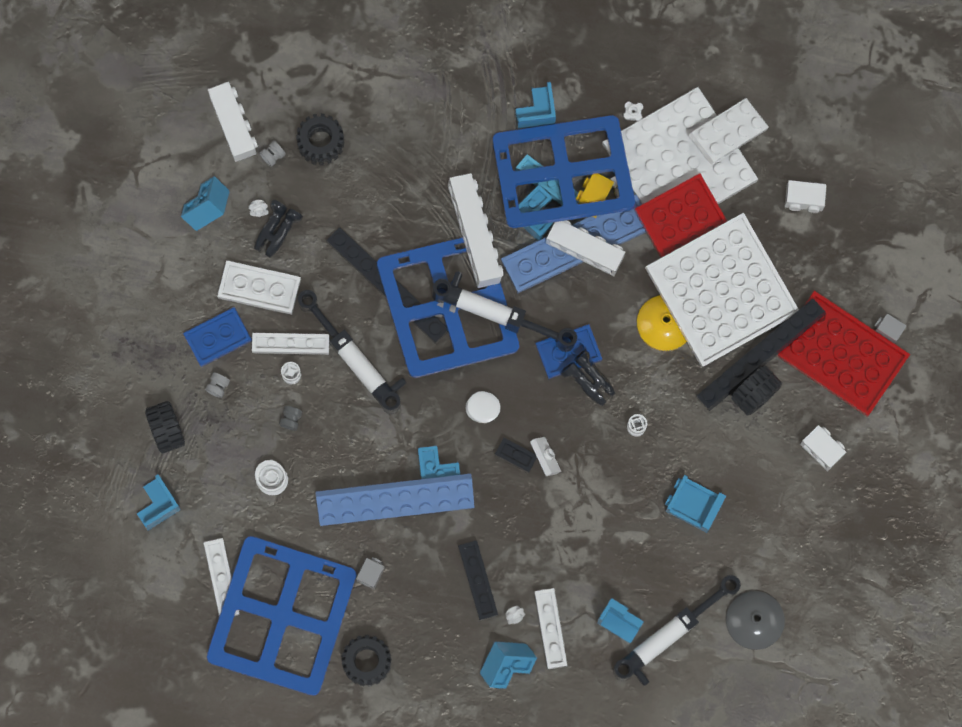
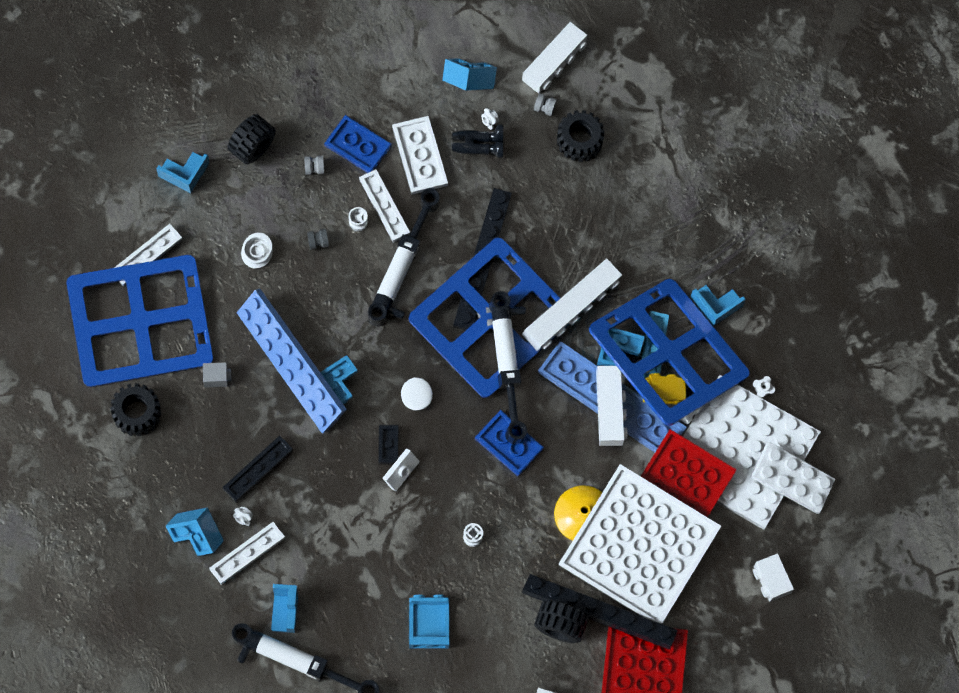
camera: 60 degrees right, 5 degrees down
(588, 387) = (497, 478): black piece -> none

